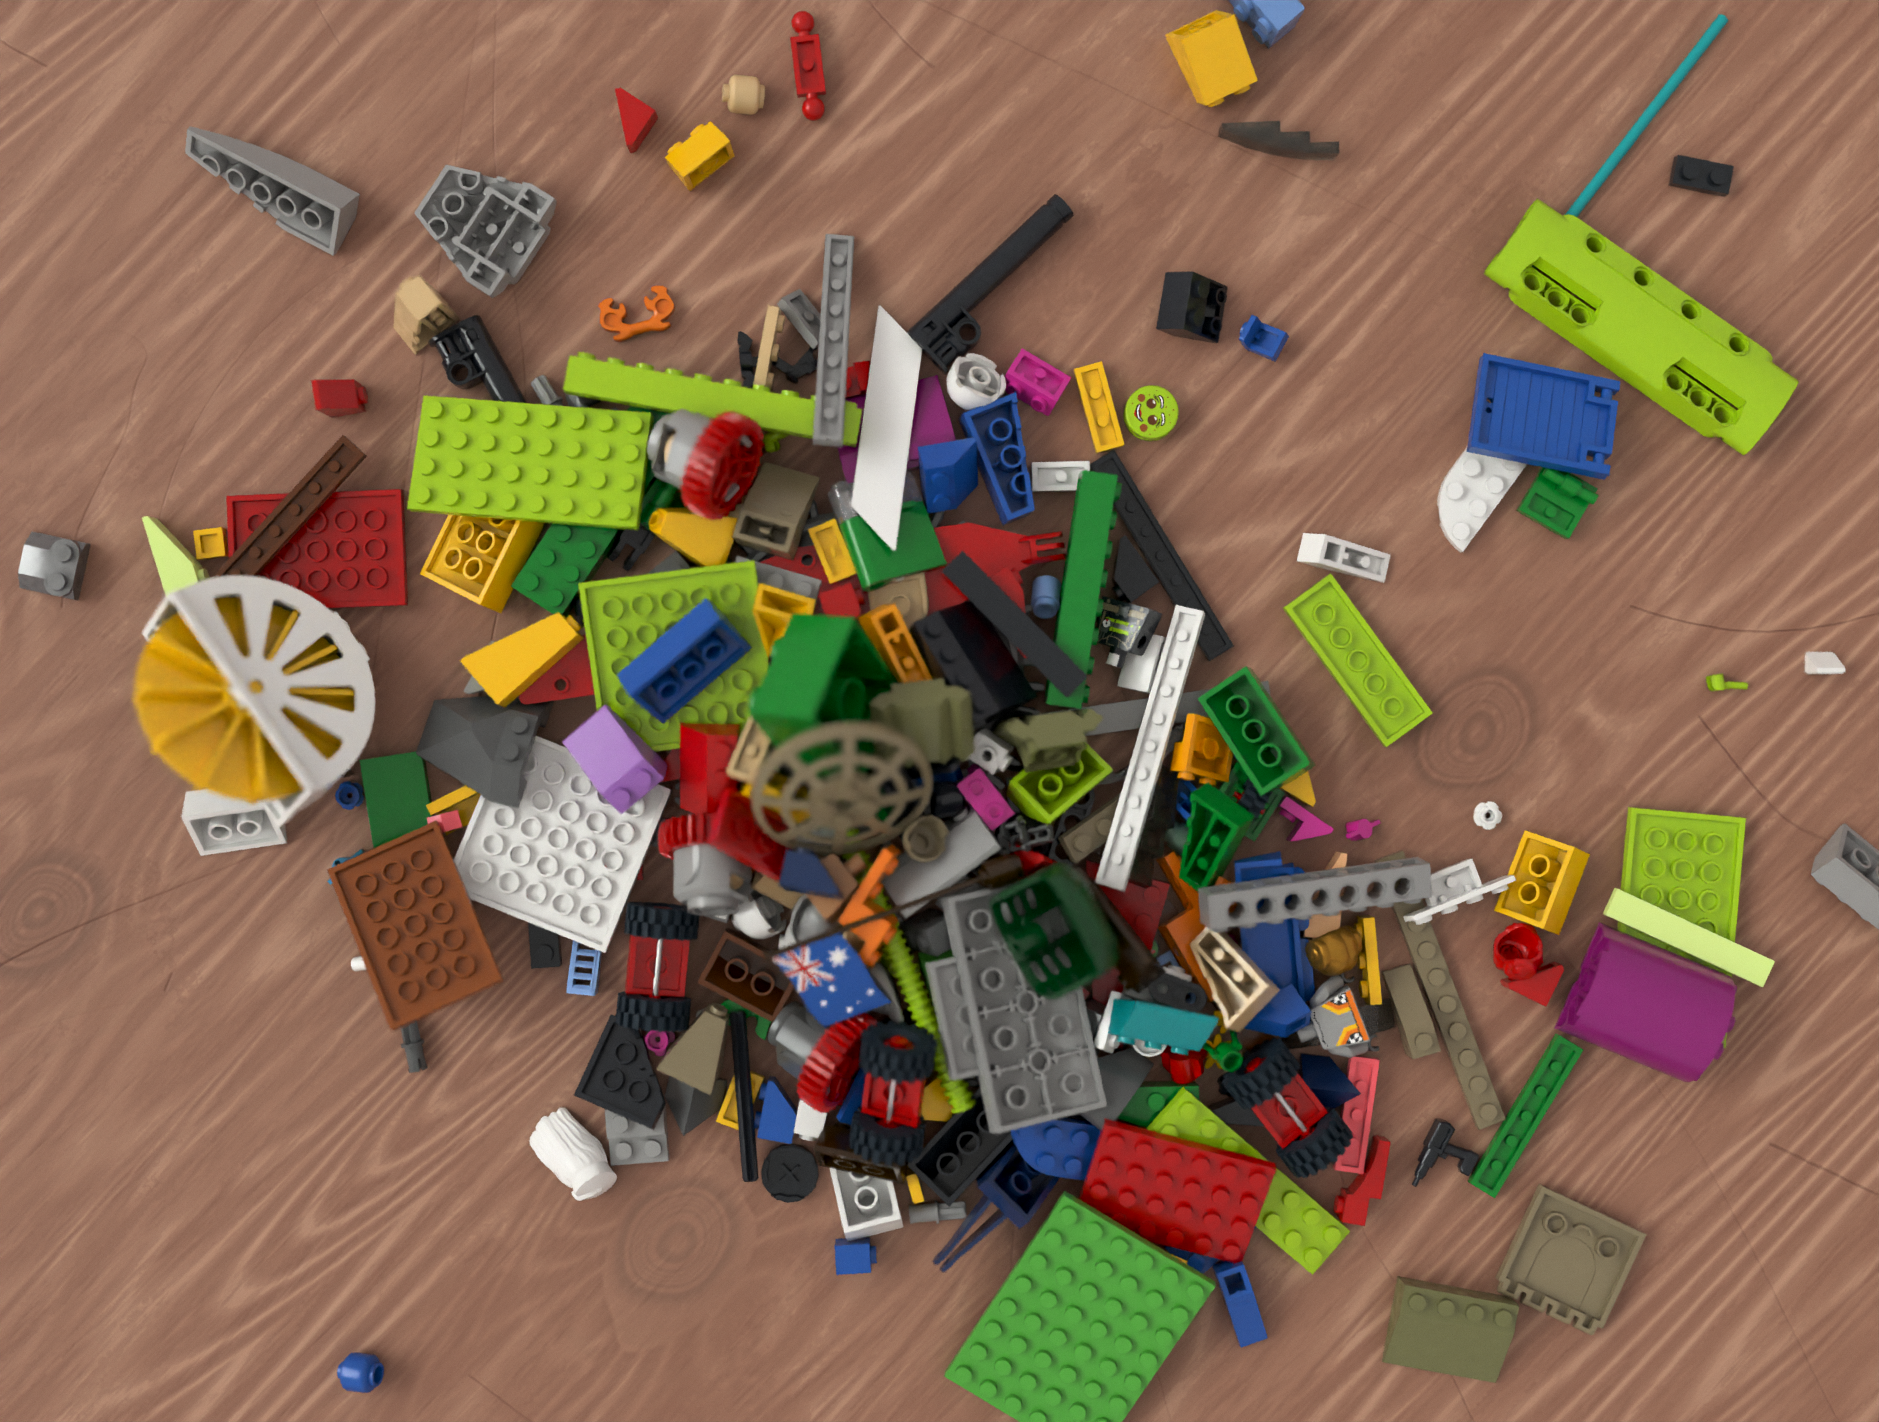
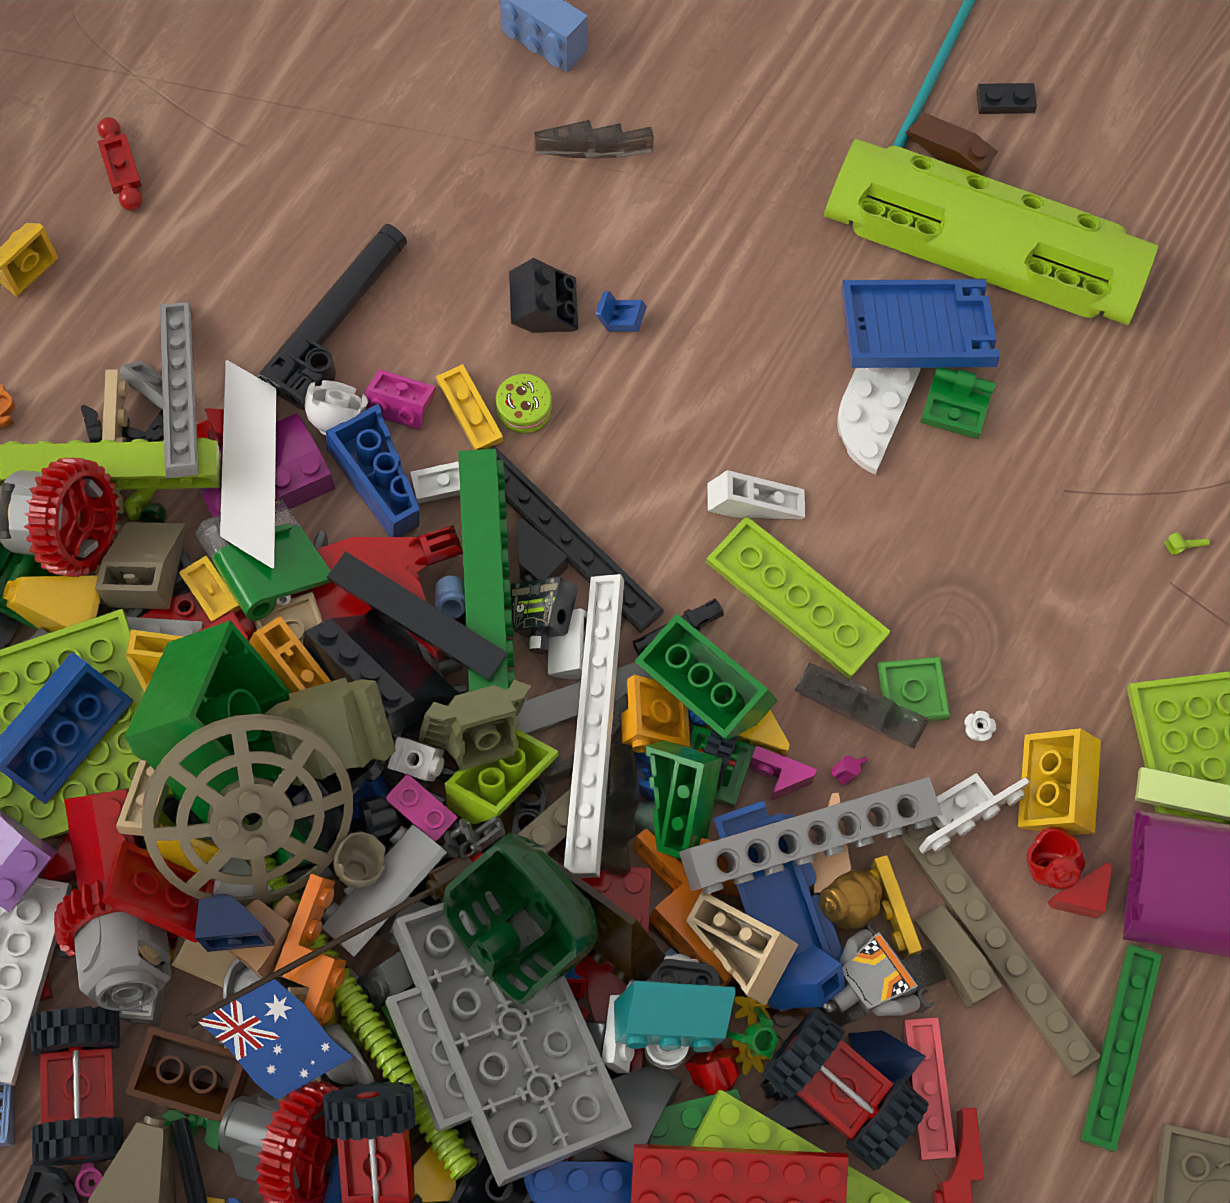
camera: 10 degrees left, 20 degrees down
(743, 94) = (58, 198): tan head -> none
(759, 916) = (181, 997): white cylinder -> none
(789, 453) = (148, 513): none -> dark green hinge
(947, 473) = (321, 492): blue slope -> none
(1213, 57) = (513, 82): yellow slope -> none
(1256, 661) = (697, 618): none -> black pin
(1388, 775) = (861, 705): none -> clear smoke slope
(1437, 769) = (916, 686): none -> bright green tile
(1437, 1145) = (1033, 1106): black piece -> none
(1631, 223) = (952, 144): none -> reddish brown slope

